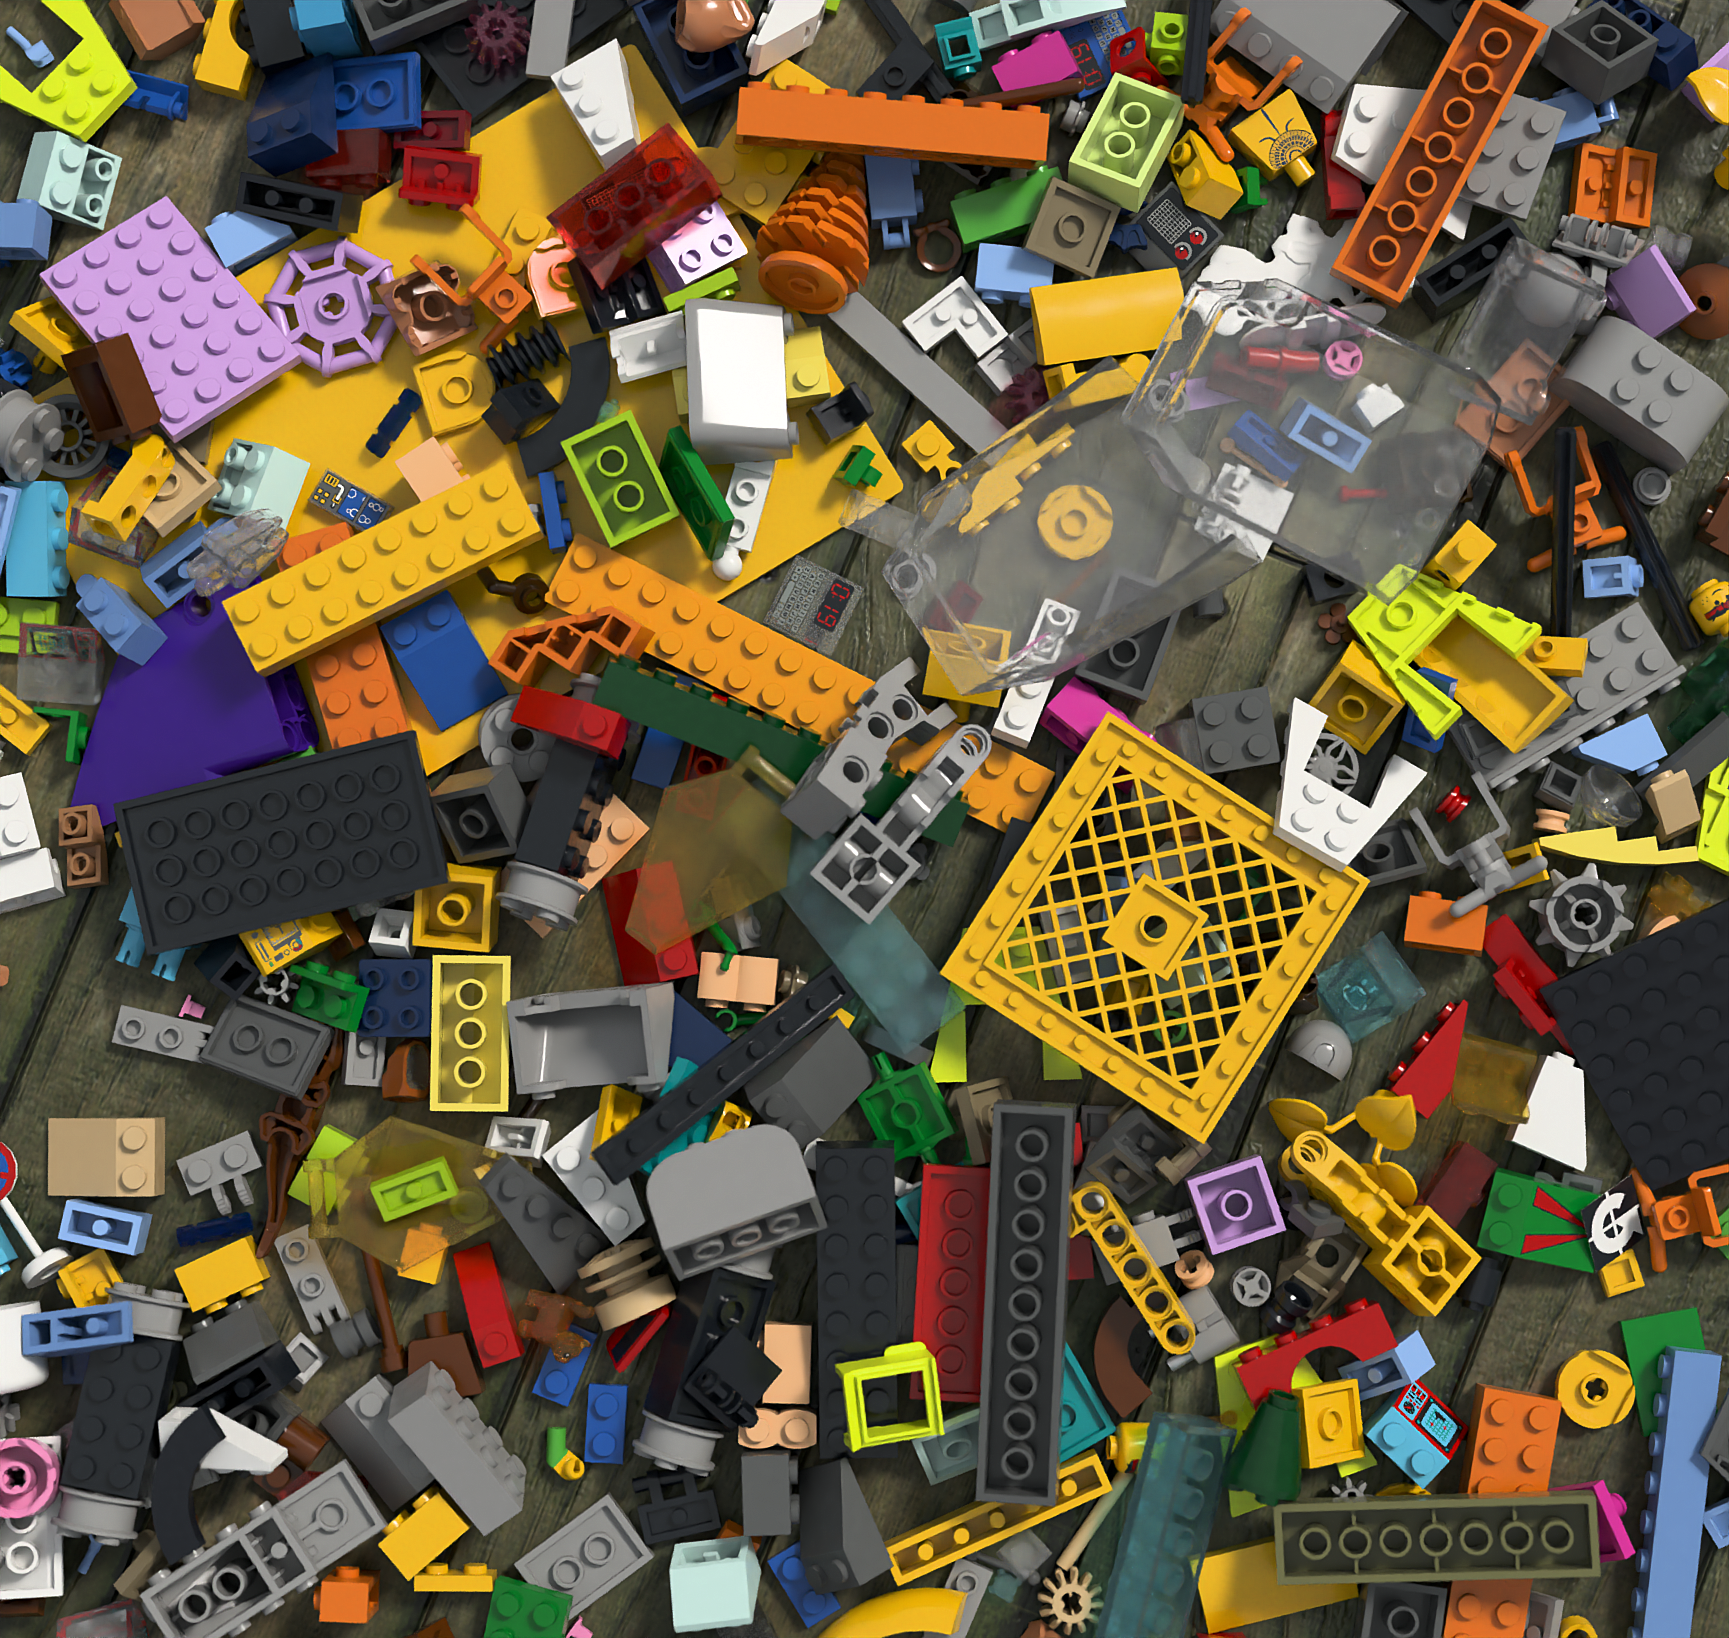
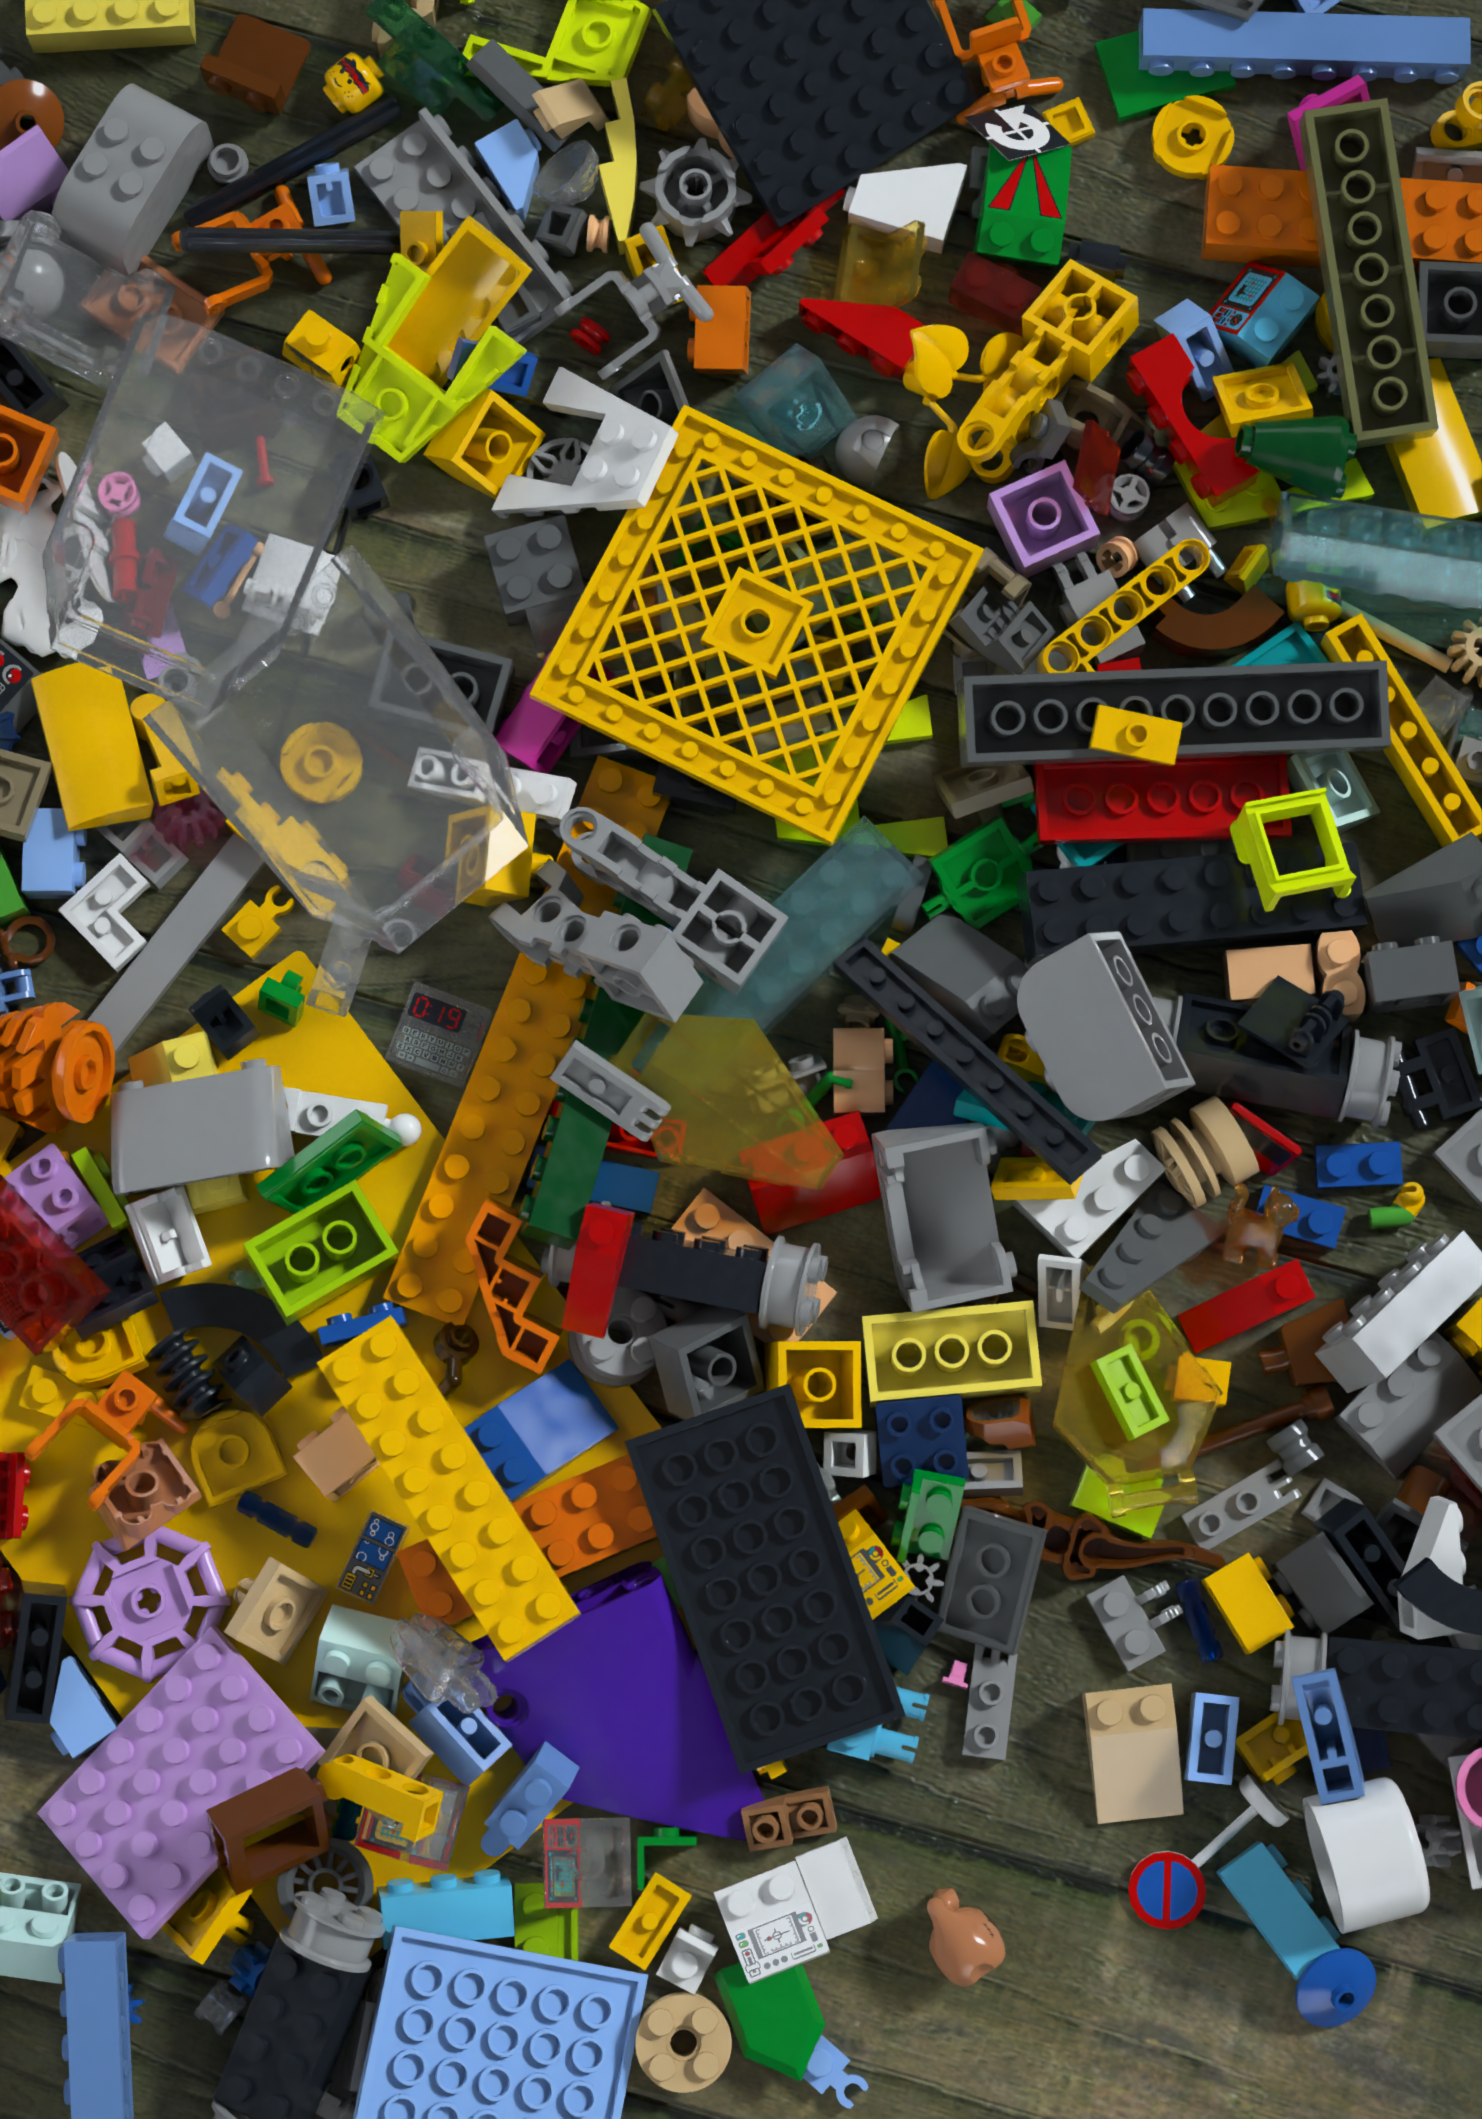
camera: 95 degrees left, 5 degrees down
(309, 412) = (275, 1610): none -> tan tile
(724, 746) = (610, 1091): none -> light grey hinge
(1003, 1262) = (1135, 735): none -> yellow plate
(1172, 1389) = (1247, 568): none -> yellow slope
(1275, 1258) = (1096, 467): none -> clear red piece
(1337, 625) = (407, 474): reddish brown plant -> none

